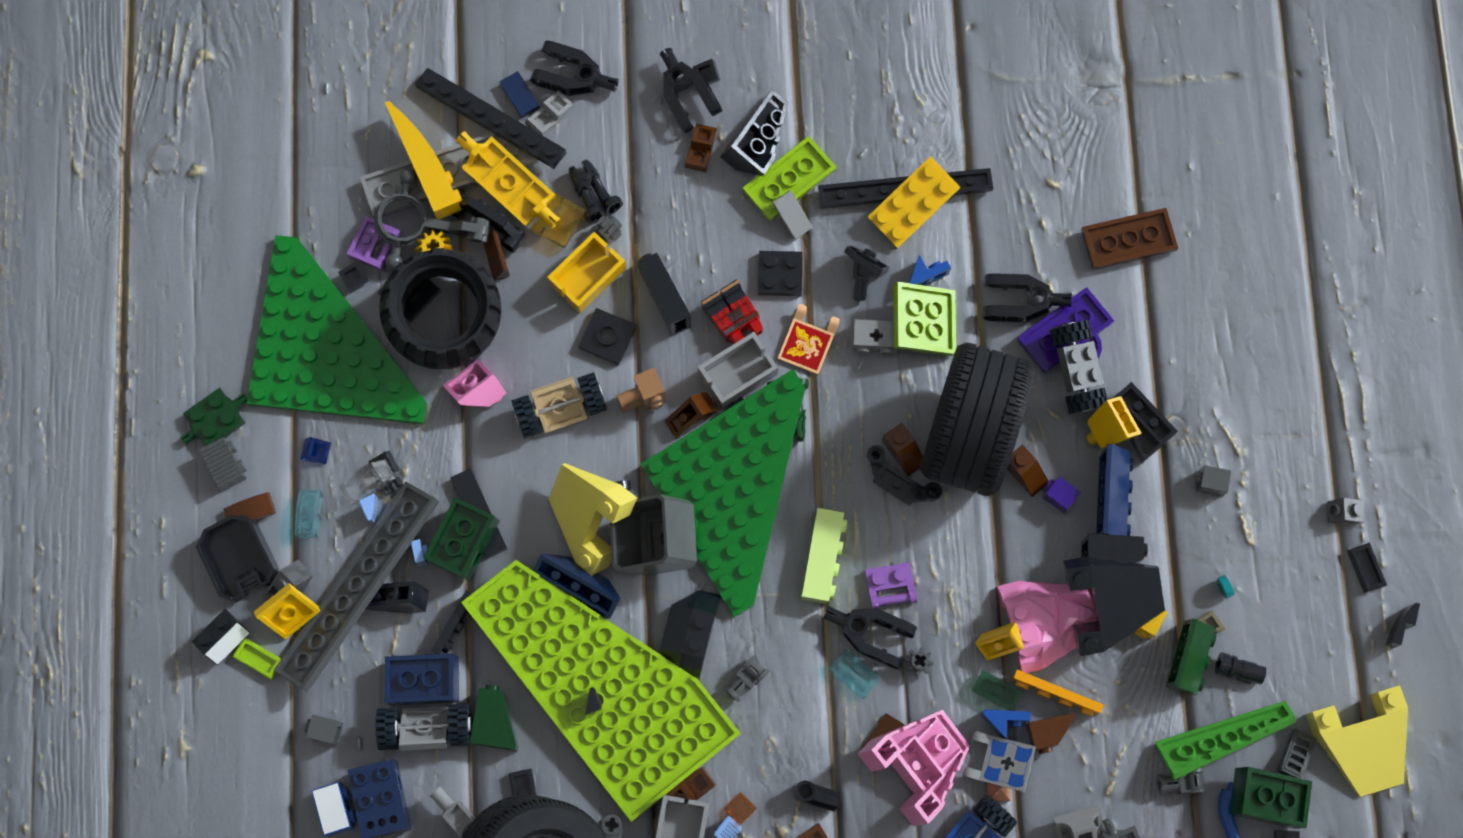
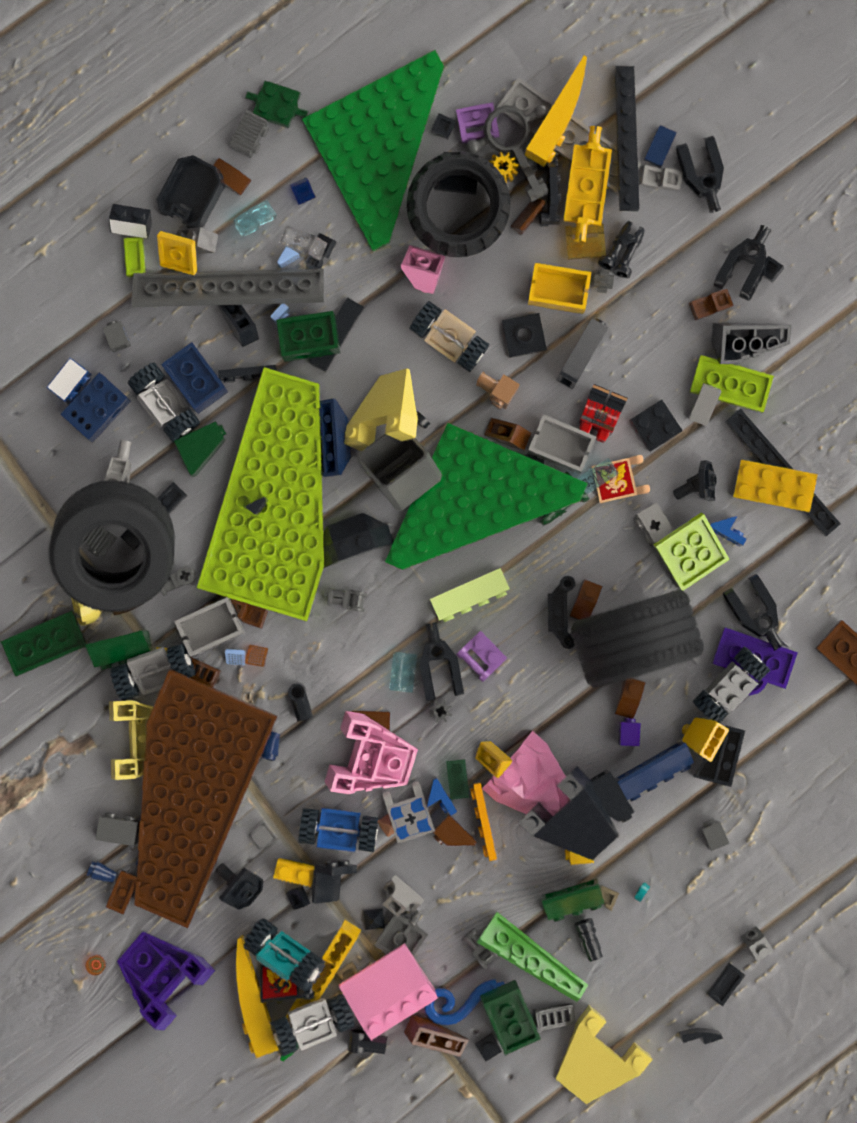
camera: 50 degrees right, 10 degrees up
(791, 354) = (599, 475): none -> clear light blue tile

